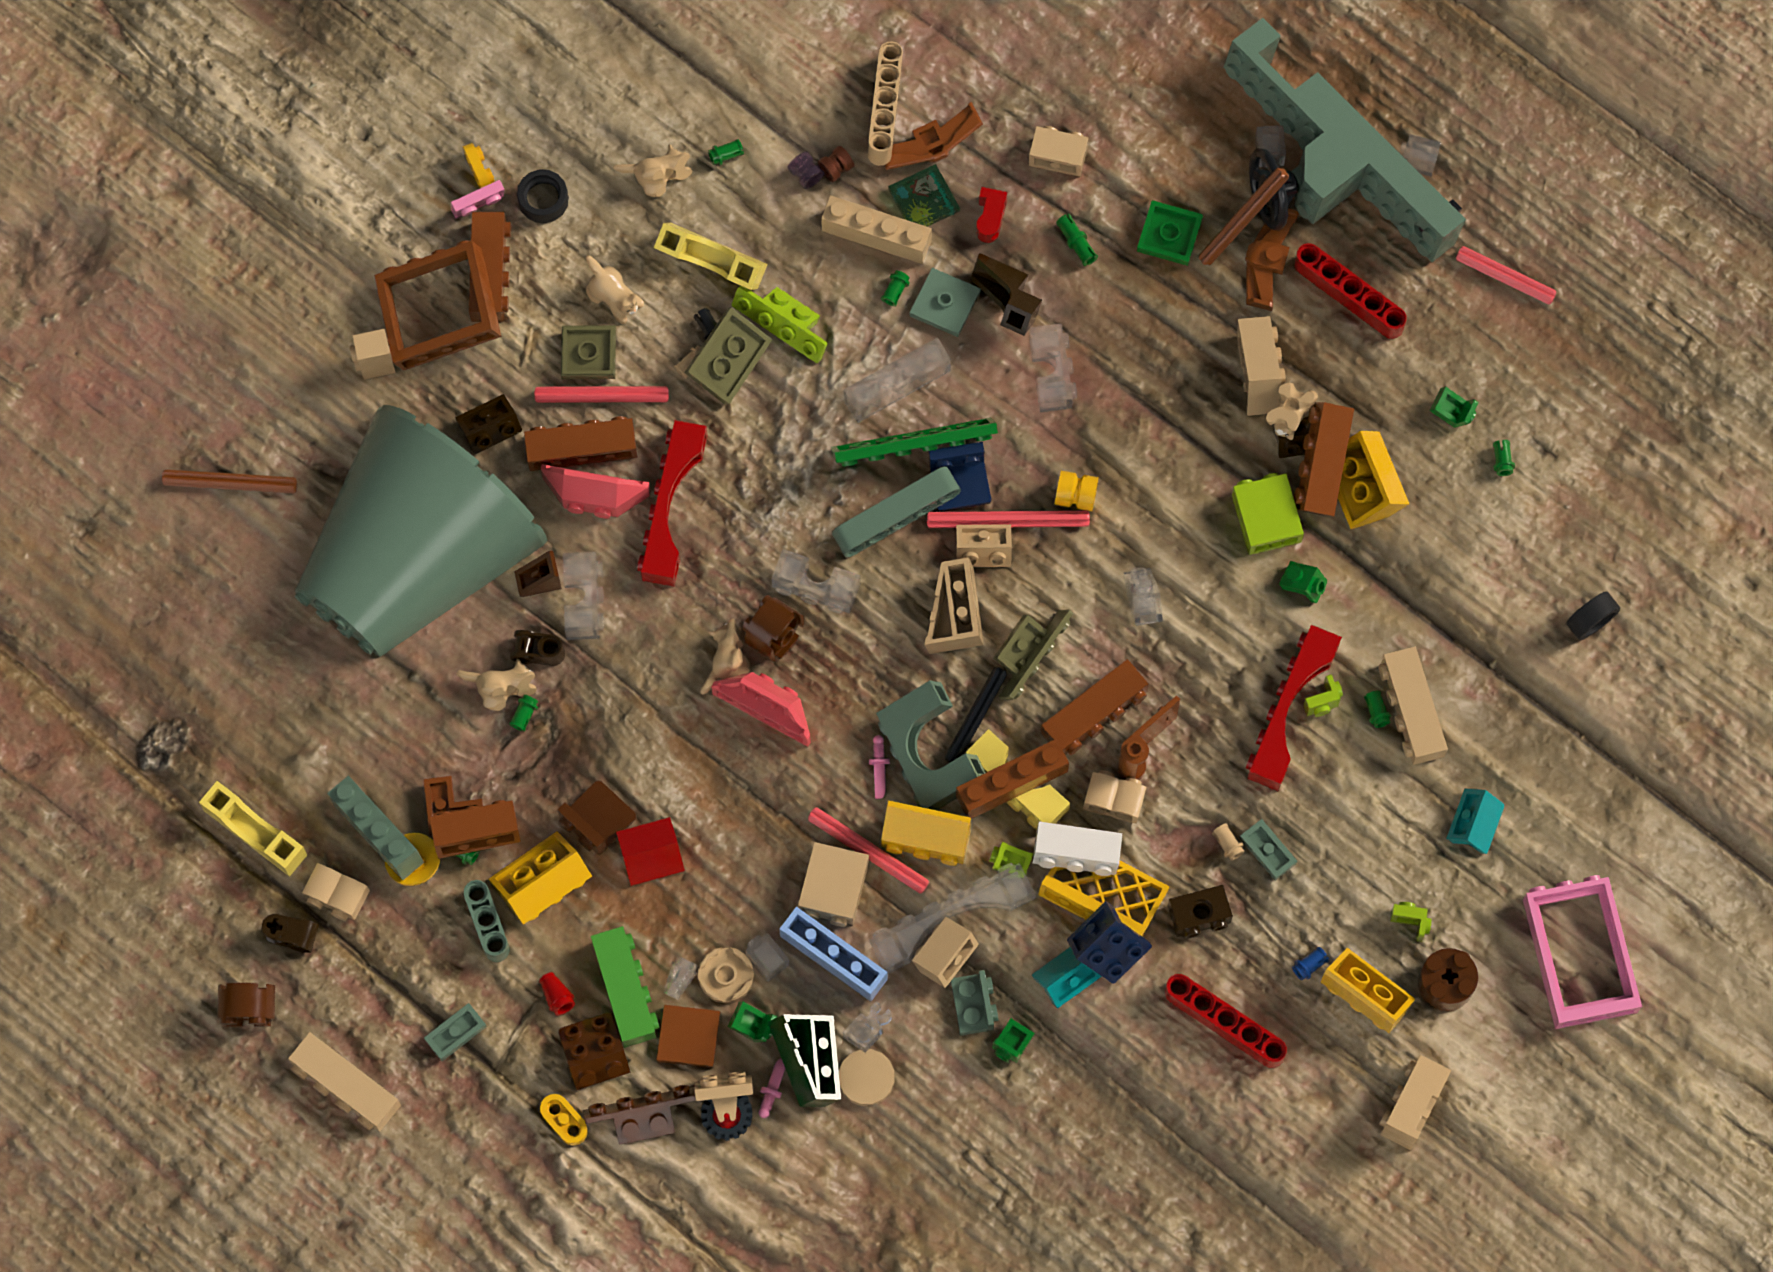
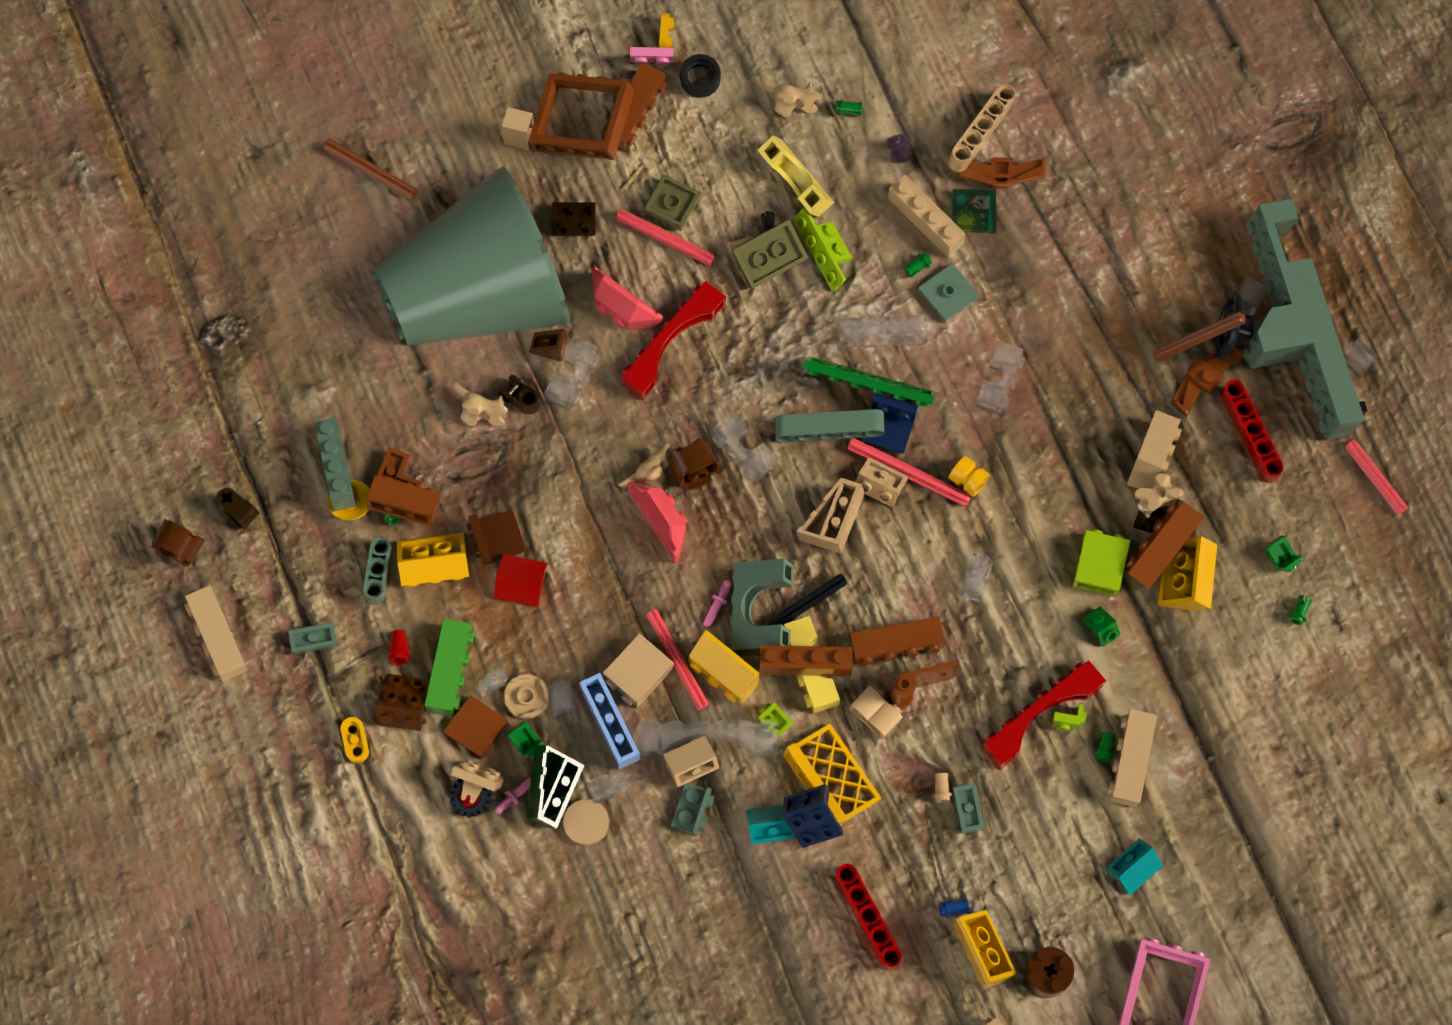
camera: 25 degrees right, 0 degrees up
(253, 830) = (250, 421): light yellow arch -> none
(336, 892) = (283, 495): tan brick -> none
(523, 712) = (485, 436): green pin -> none
(581, 443) = (630, 265): dark orange brick -> none
(609, 287) = (711, 163): tan animal -> none
(642, 1116) = (409, 766): reddish brown bracket -> none
(836, 163) = (923, 154): copper wheel -> none
(990, 221) = (1017, 247): red leg -> none
(1006, 288) = (997, 304): dark brown arch -> none
(1012, 1041) = (704, 851): green bracket -> none
(1026, 648) = (870, 571): olive bracket -> none
(1058, 150) = (1091, 223): tan brick -> none
(1076, 240) = (1069, 294): green pin -> none
(1077, 848) = (827, 735): white brick -> none
(1169, 233) = (1140, 323): green plate -> none
(1212, 900) = (905, 822): dark brown brick -> none
(1410, 914) = (1047, 909): lime bracket -> none
(1593, 615) = (1304, 760): black tyre -> none

